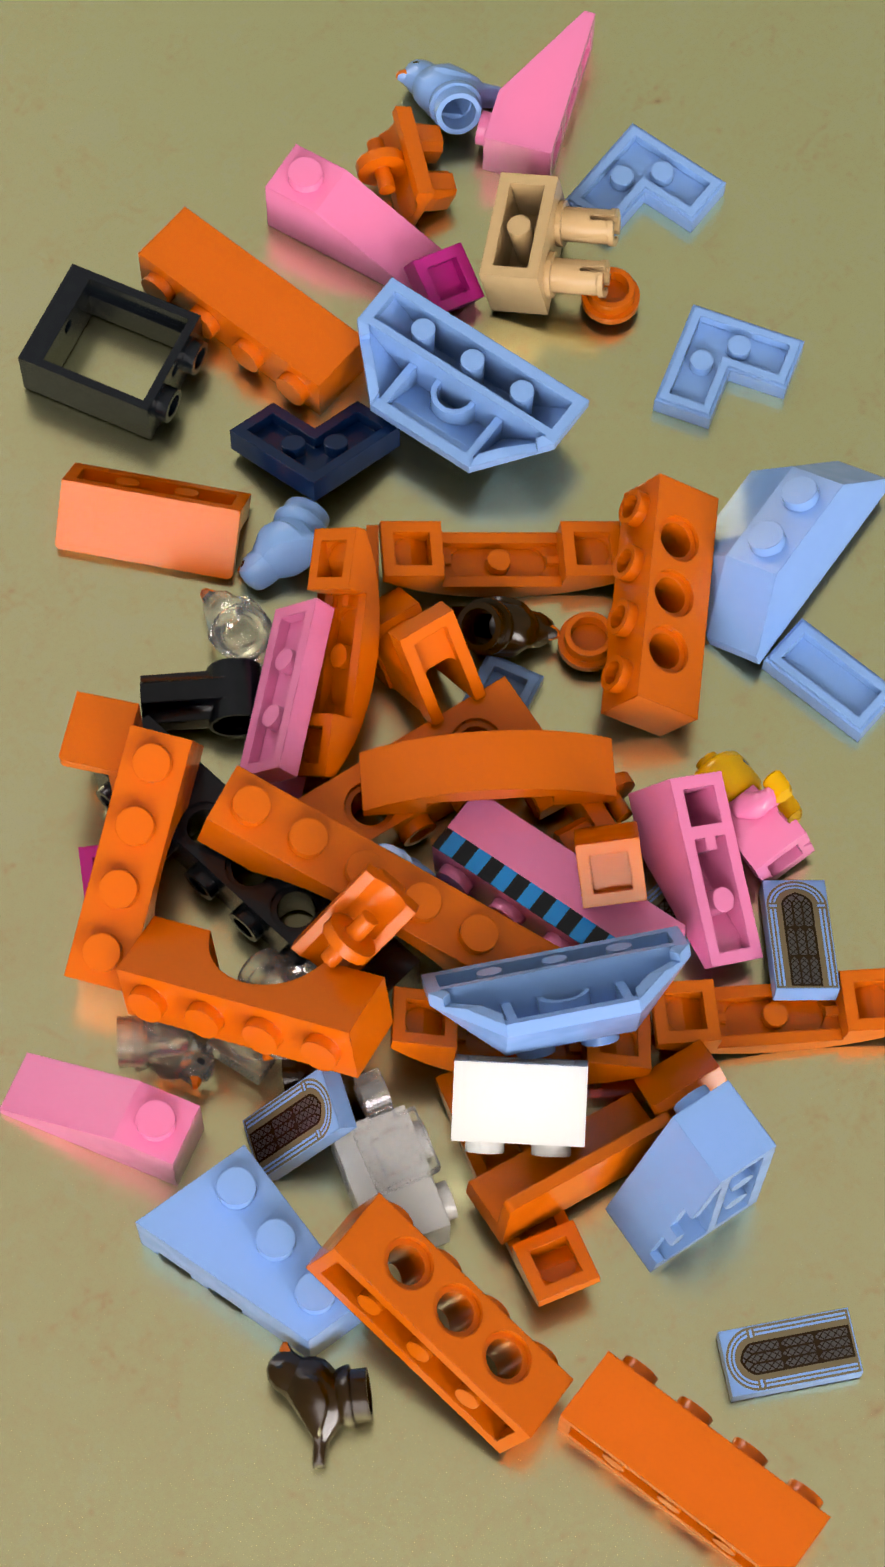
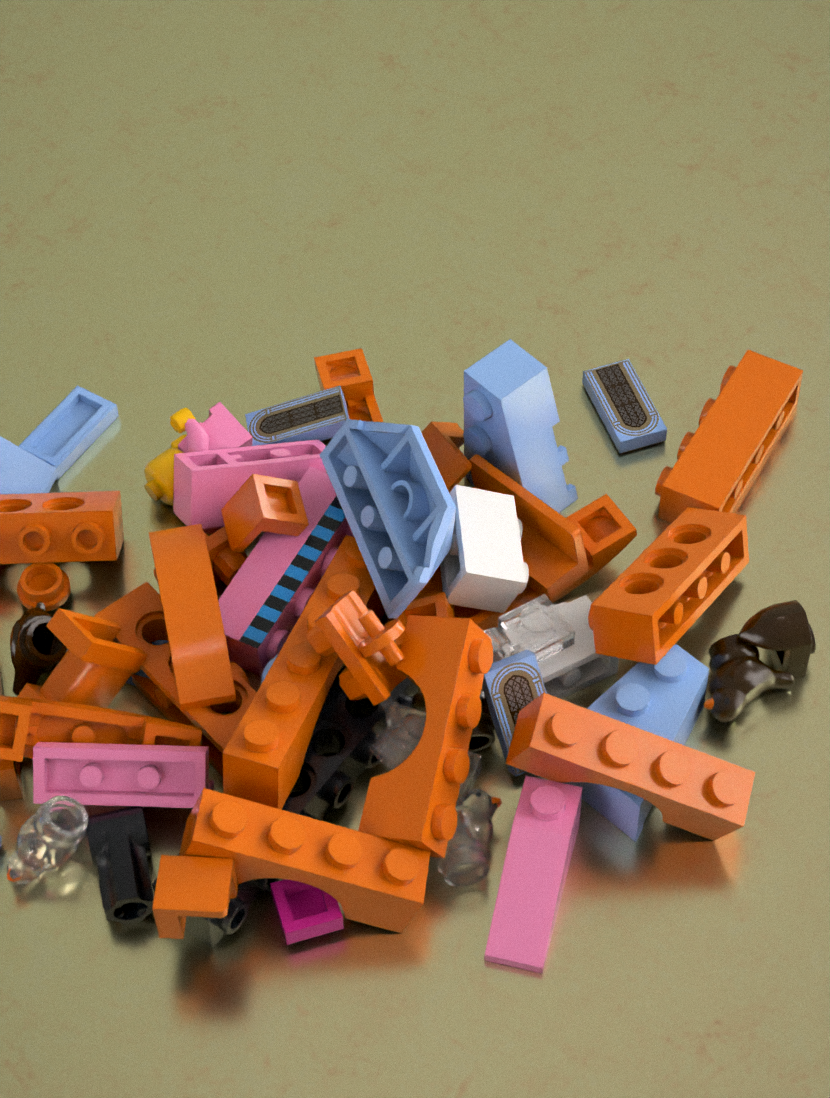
camera: 95 degrees left, 15 degrees down
(155, 1275) = (585, 746): none -> orange arch
(362, 1451) = (785, 632): none -> dark brown plate

